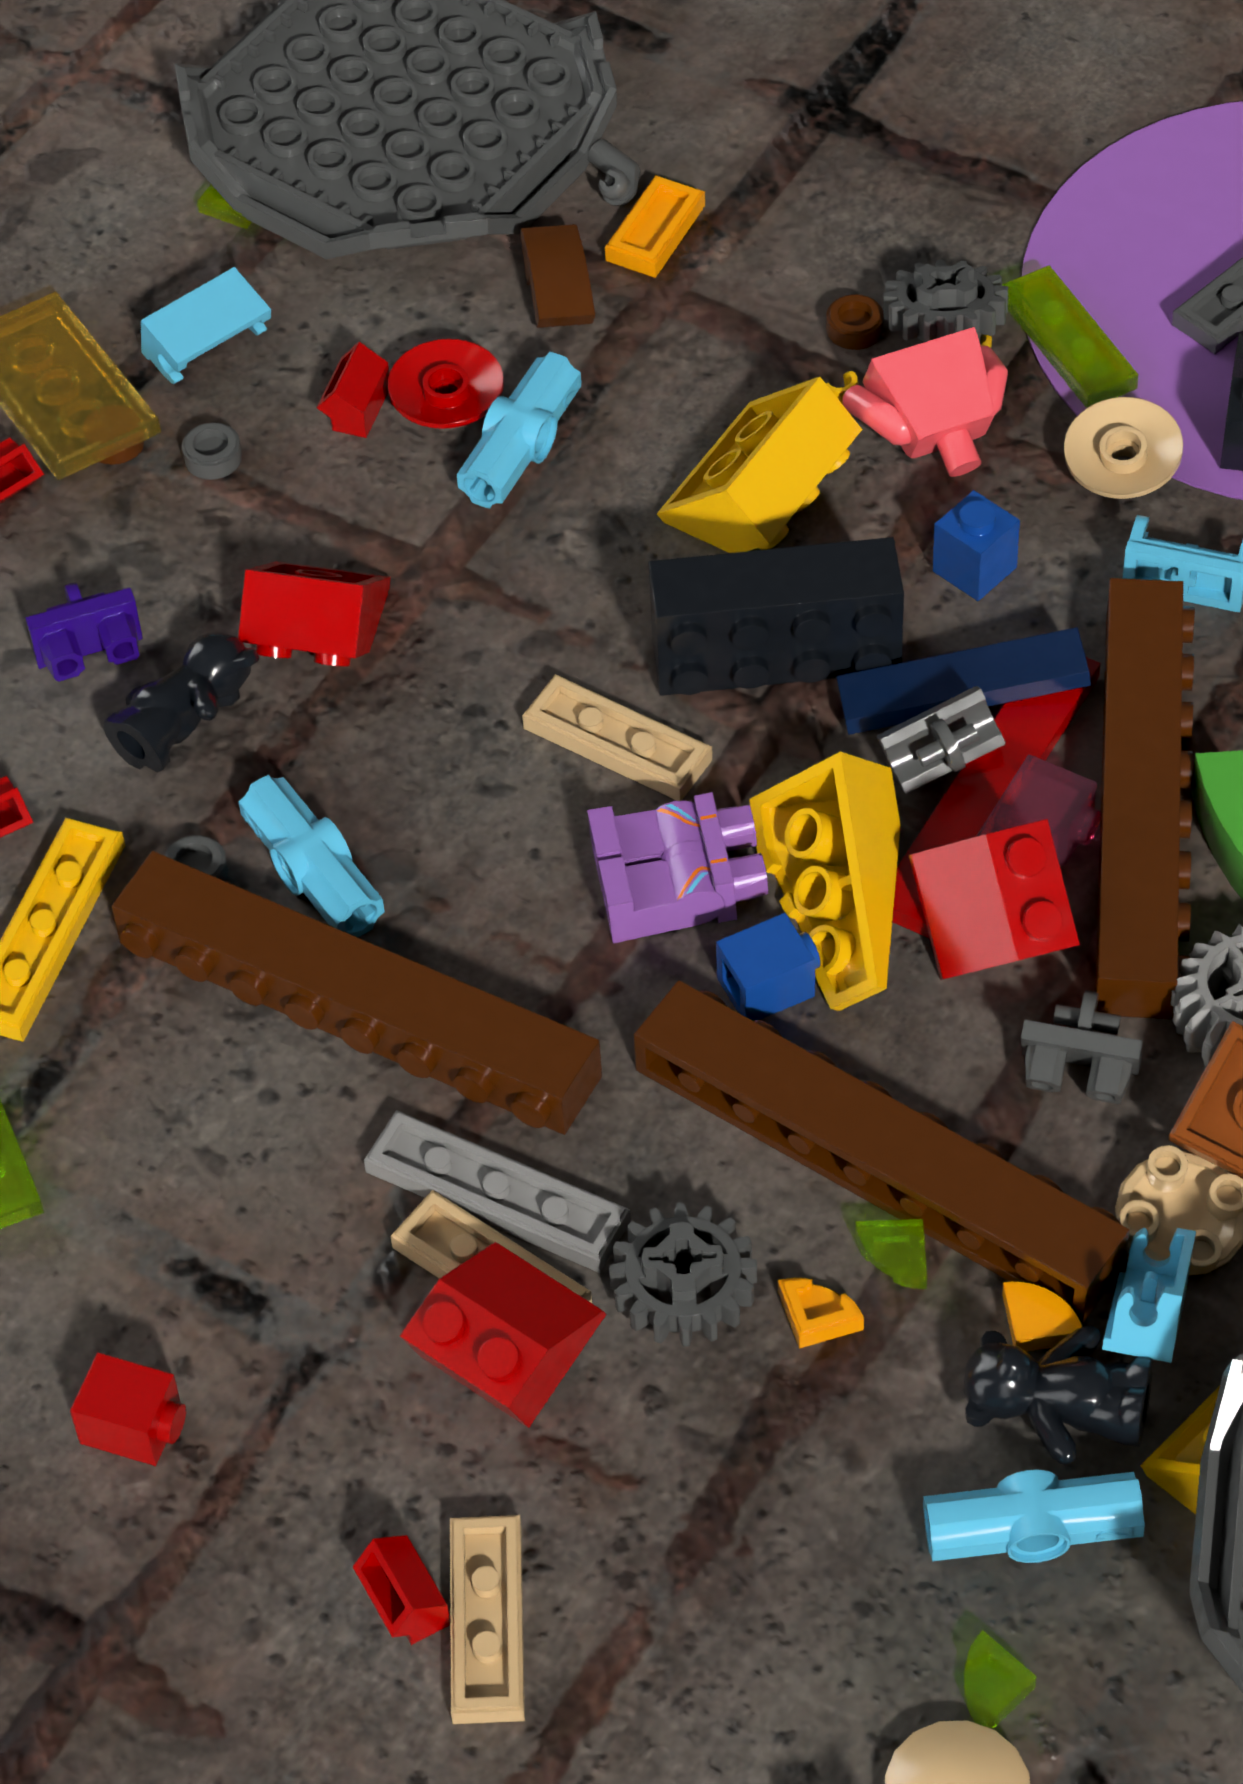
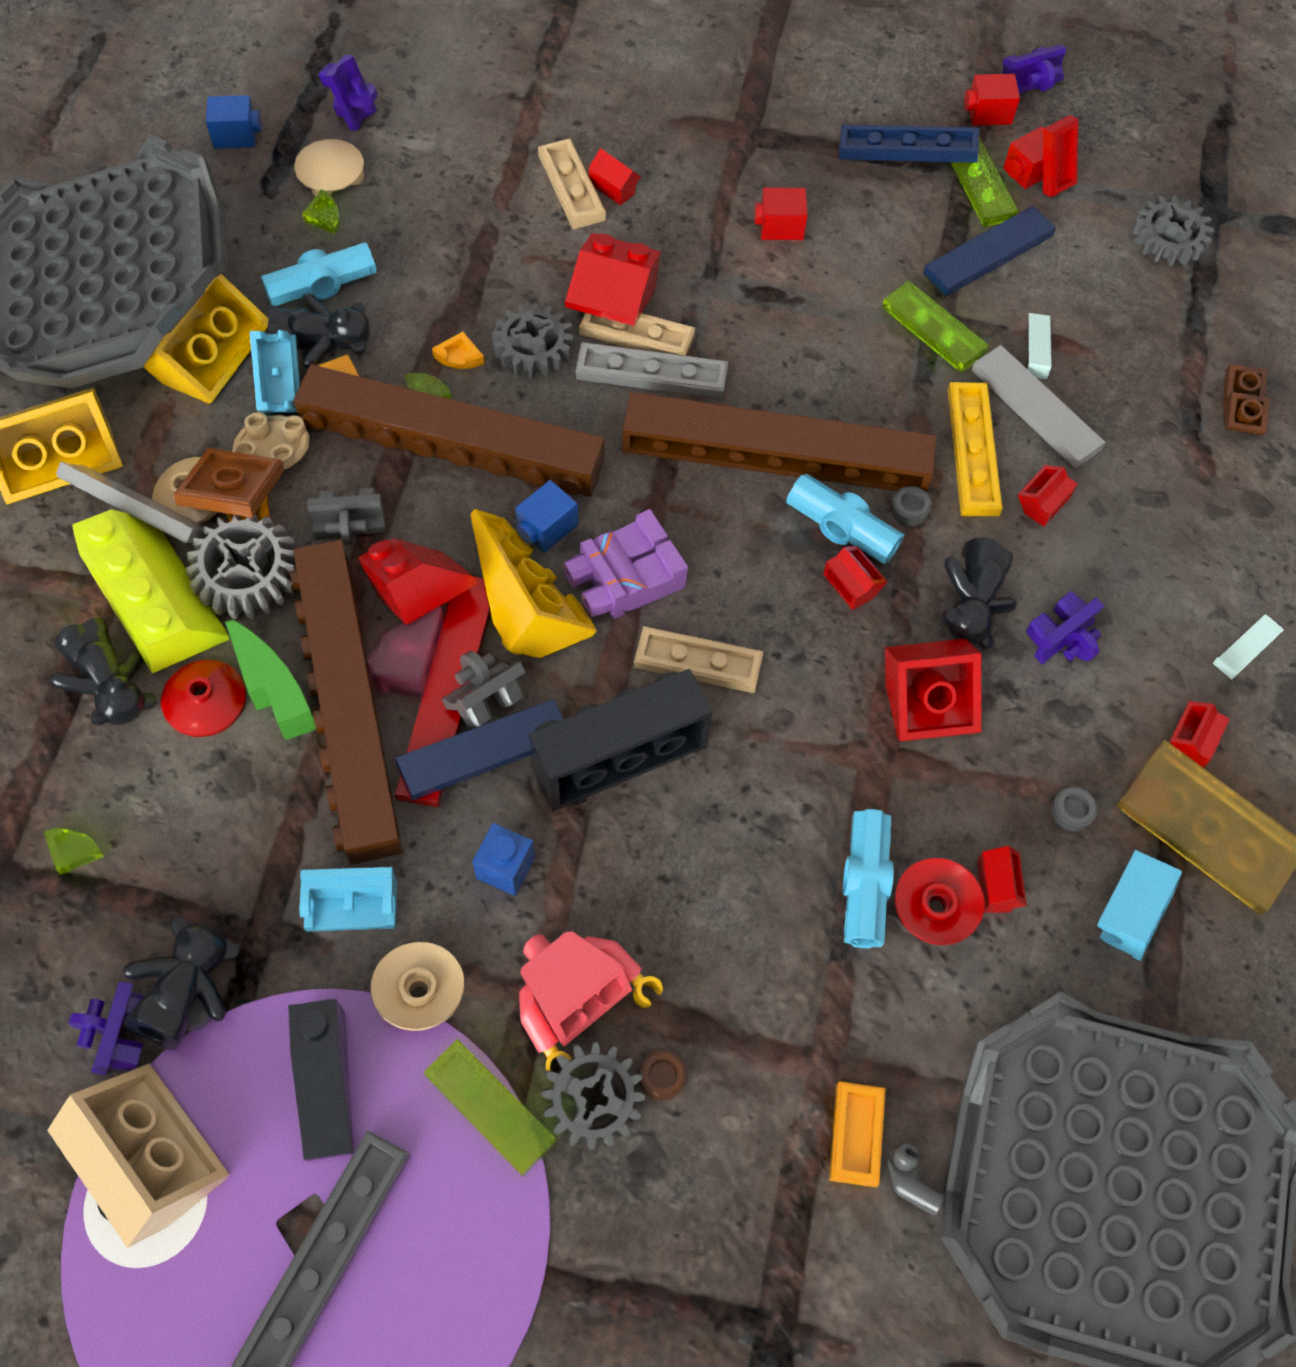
camera: 155 degrees right, 10 degrees up
(339, 778) = (854, 576): none -> red piece
(557, 275) = (909, 1041): reddish brown slope -> none
(764, 469) = (681, 890): yellow slope -> none

